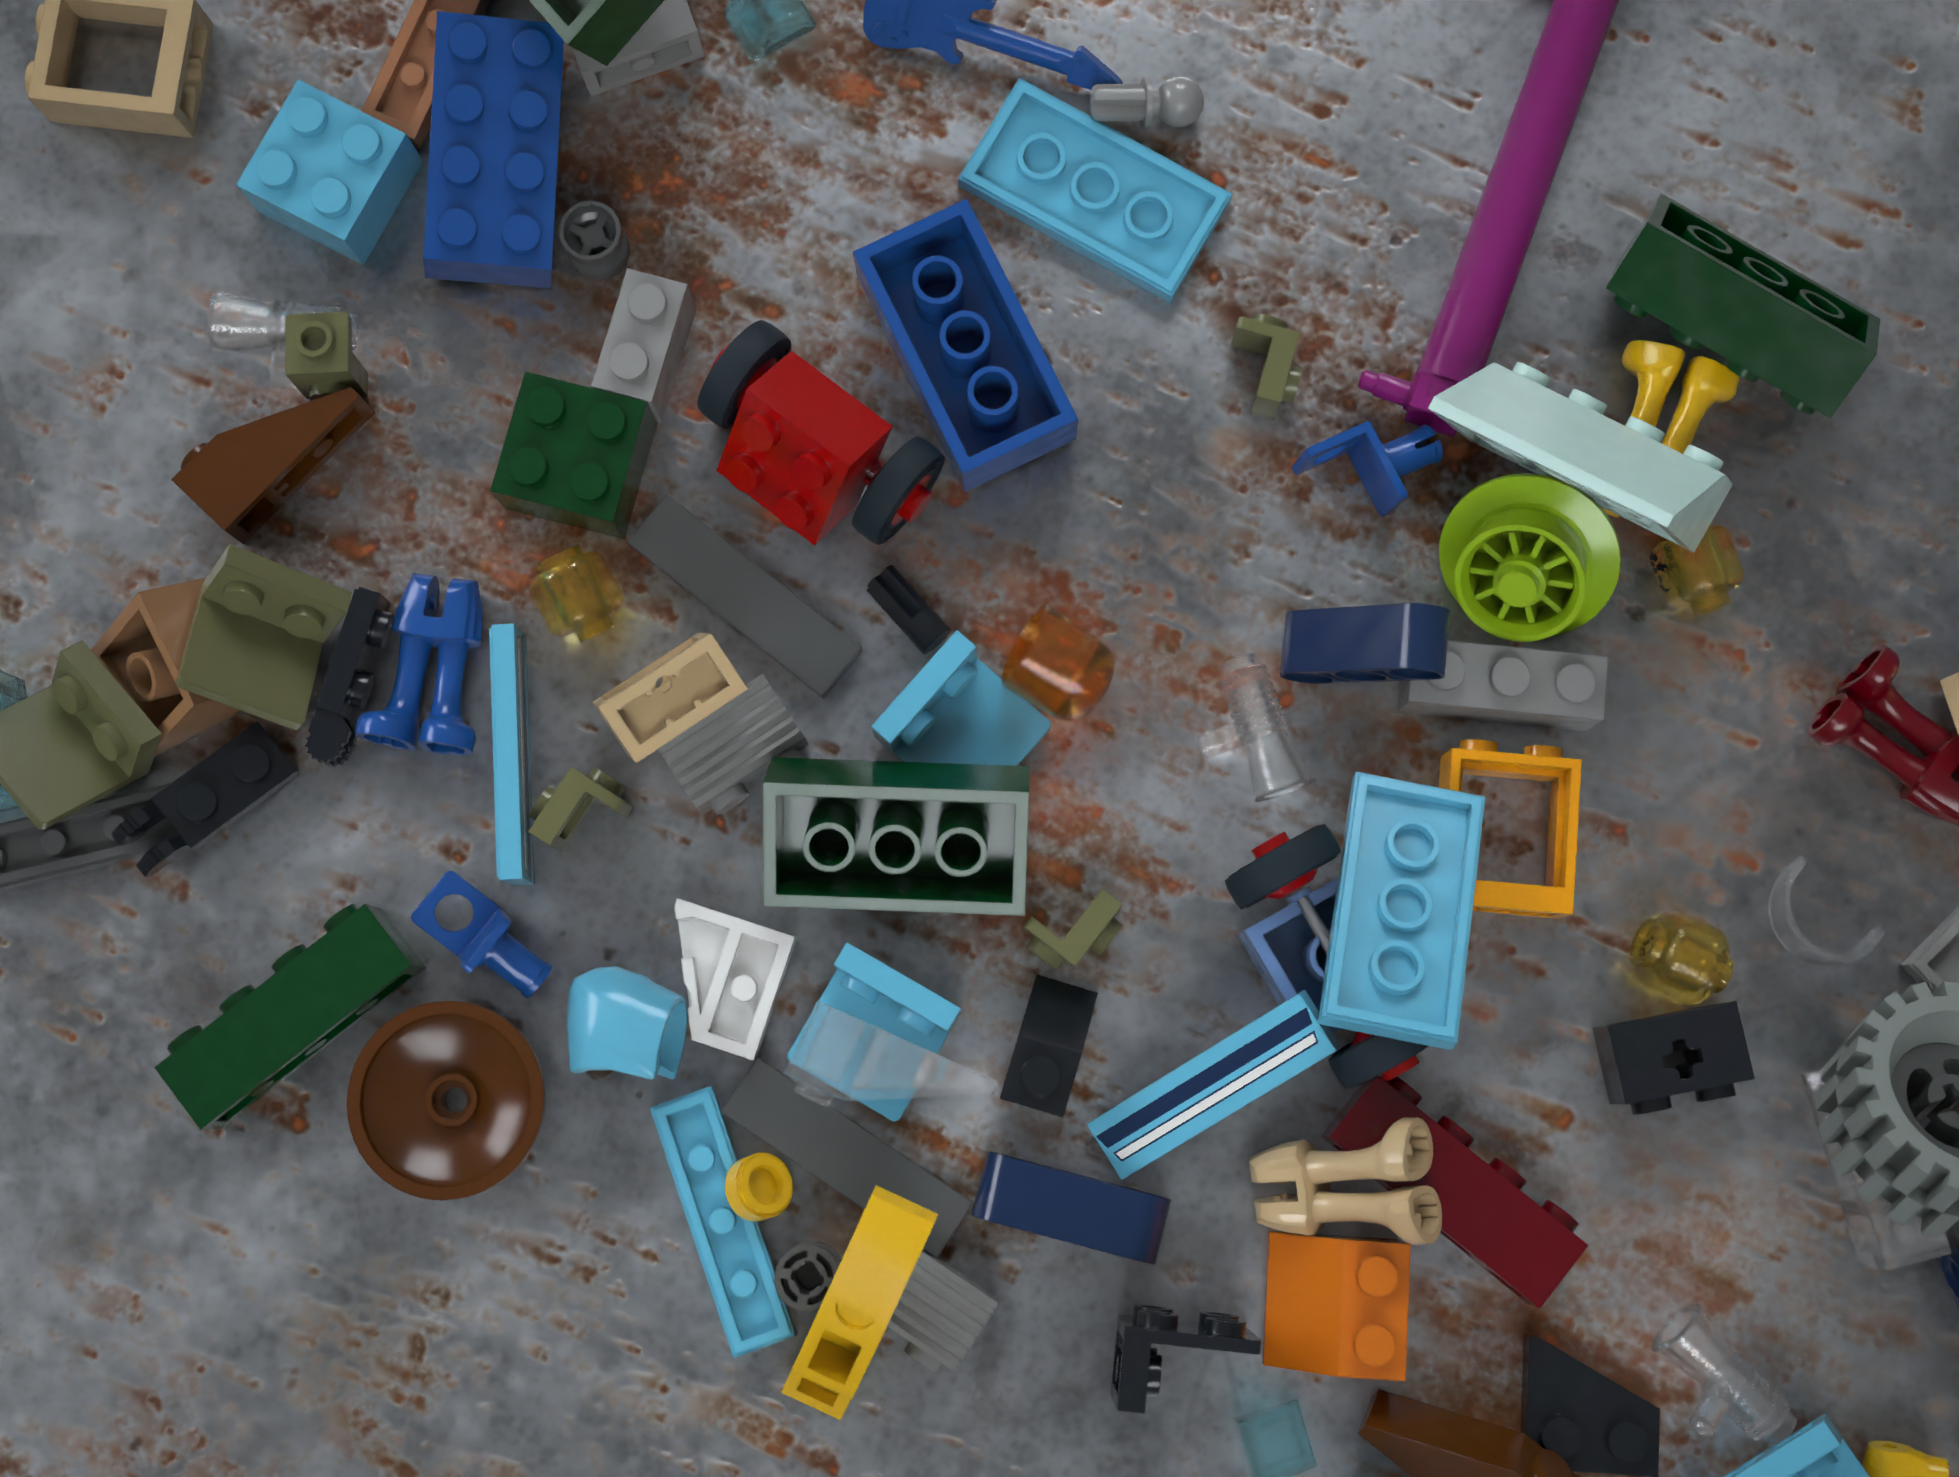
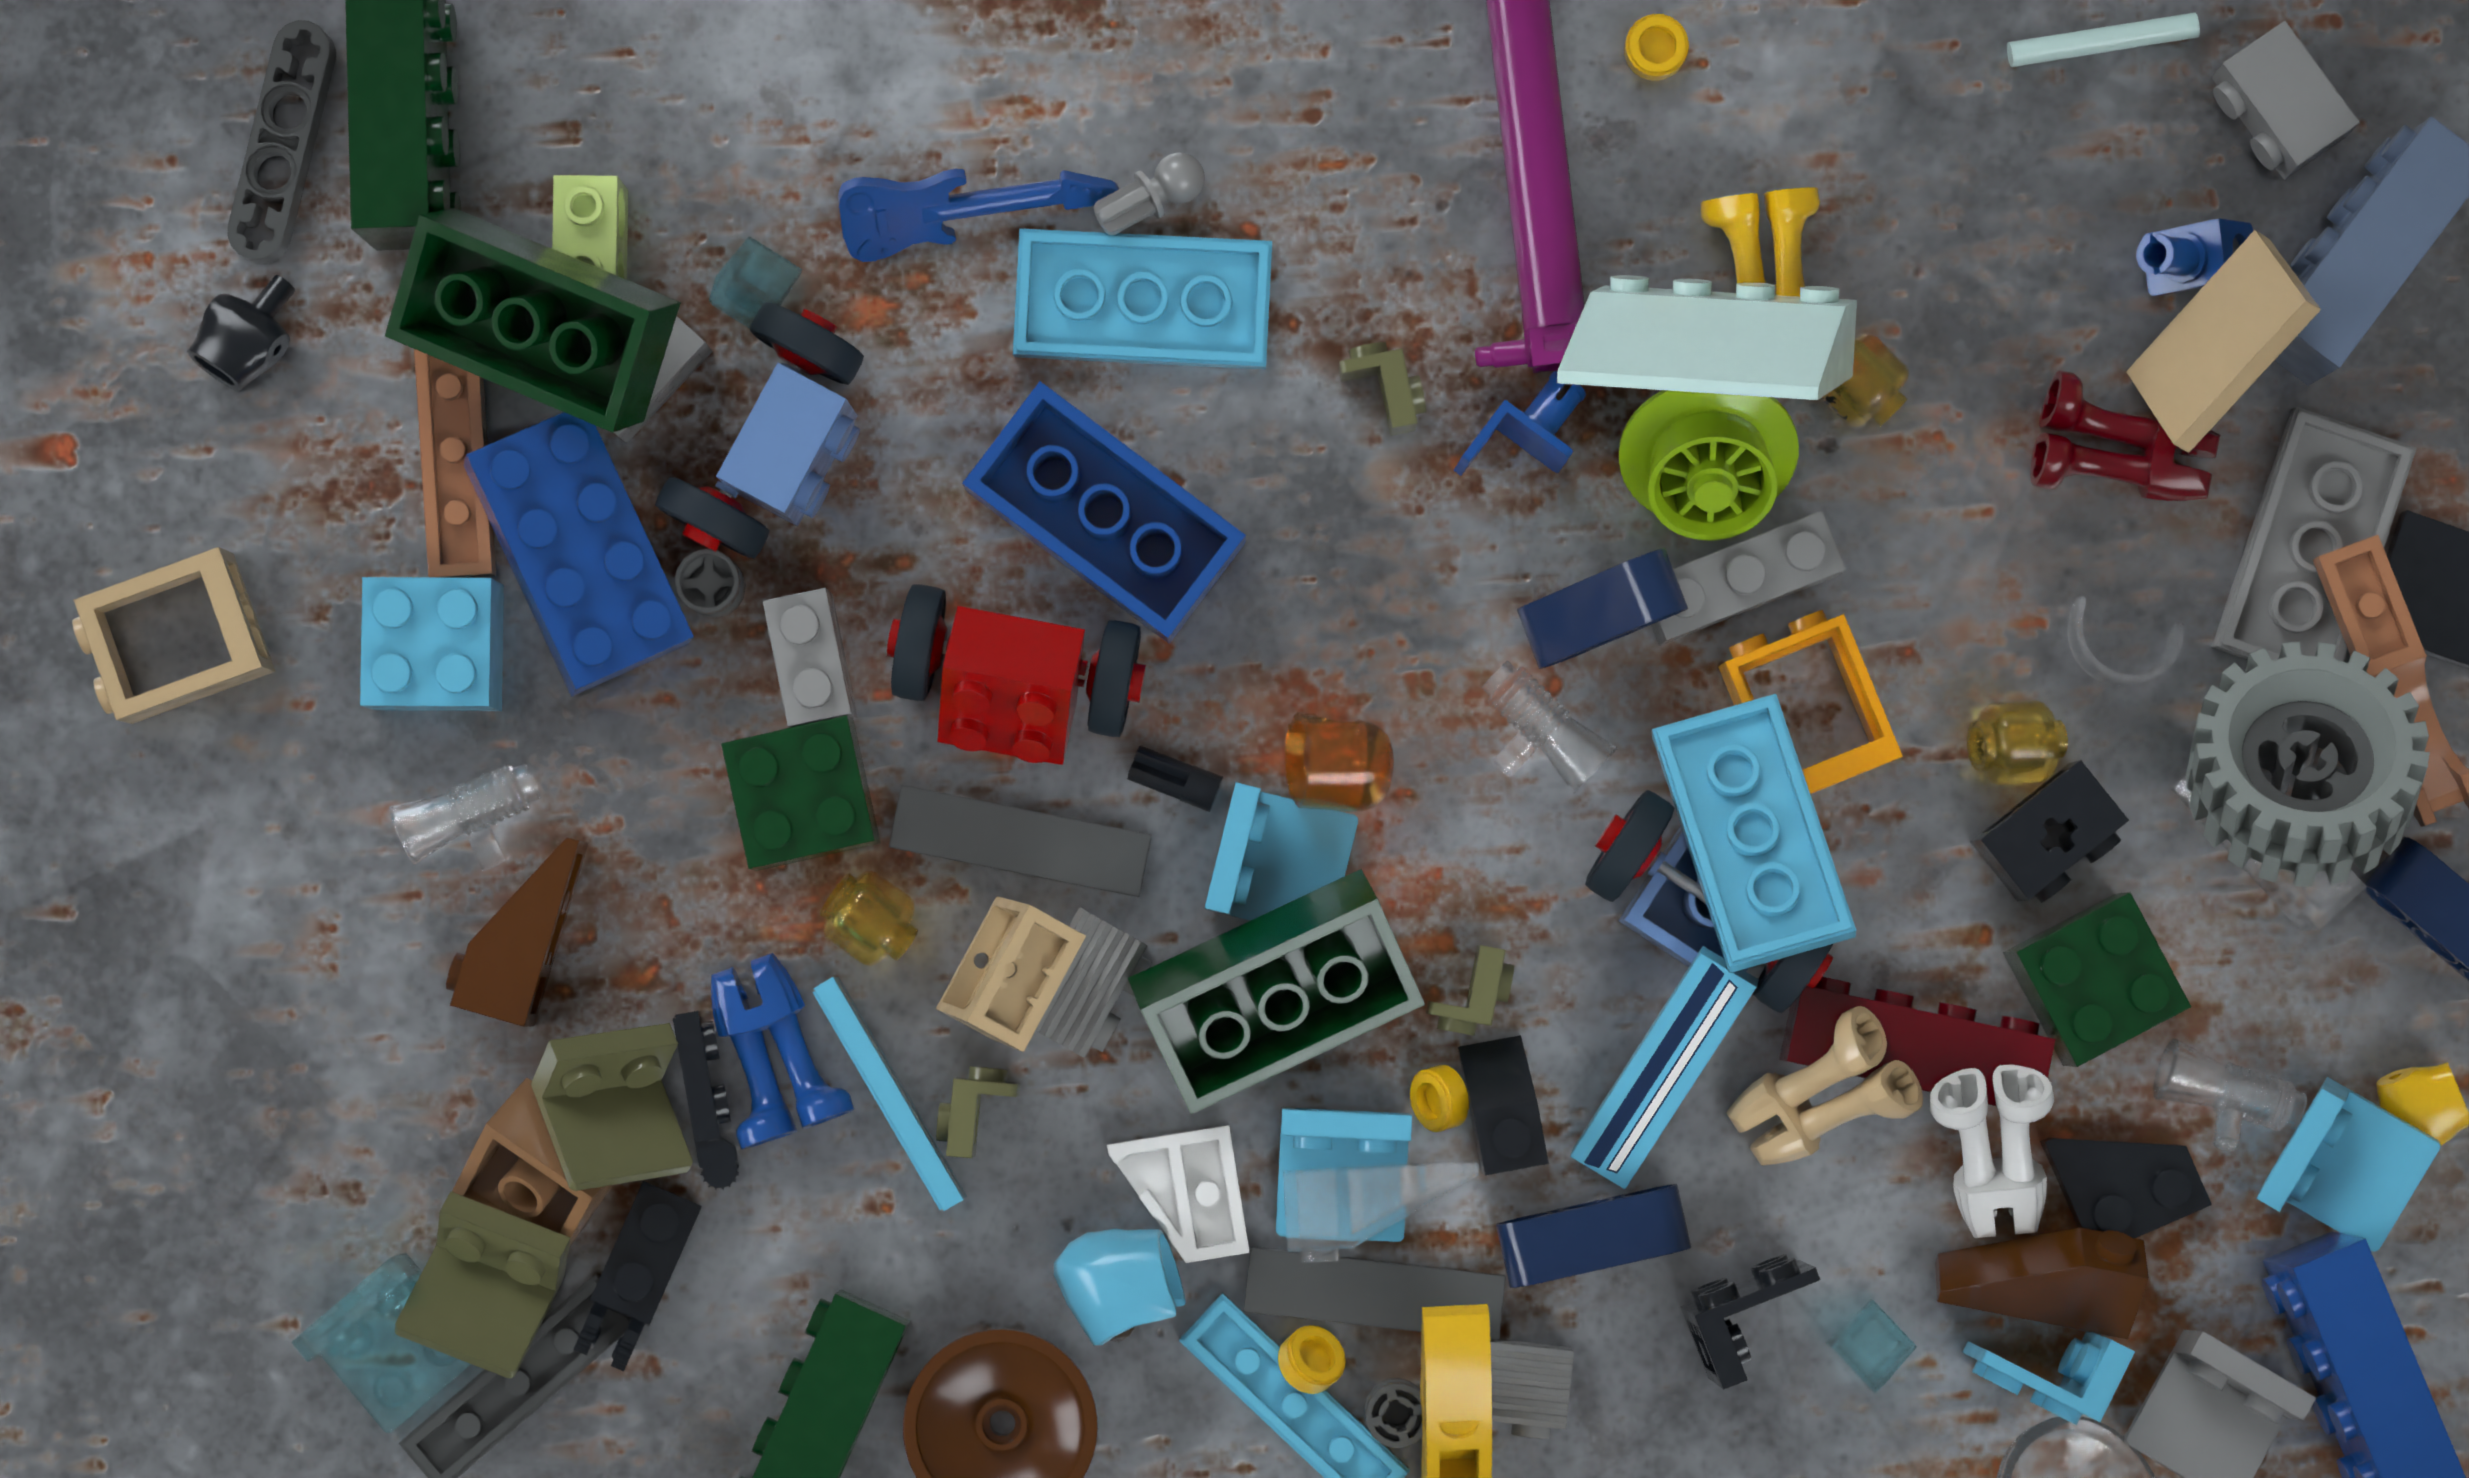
camera: 30 degrees left, 5 degrees up
(321, 355) = (522, 820): olive bracket -> none
(484, 938) = (951, 1268): blue bracket -> none
(718, 144) = (784, 442): none -> brick
(995, 1010) = (1439, 1098): none -> yellow tile
(1337, 1305) = (1865, 1201): orange slope -> none
(1485, 1356) = (2004, 1182): none -> white piece
(1644, 188) = (1656, 47): none -> yellow tile
(1653, 1211) = (2097, 979): none -> dark green brick
(1745, 308) = (1788, 123): dark green brick -> none

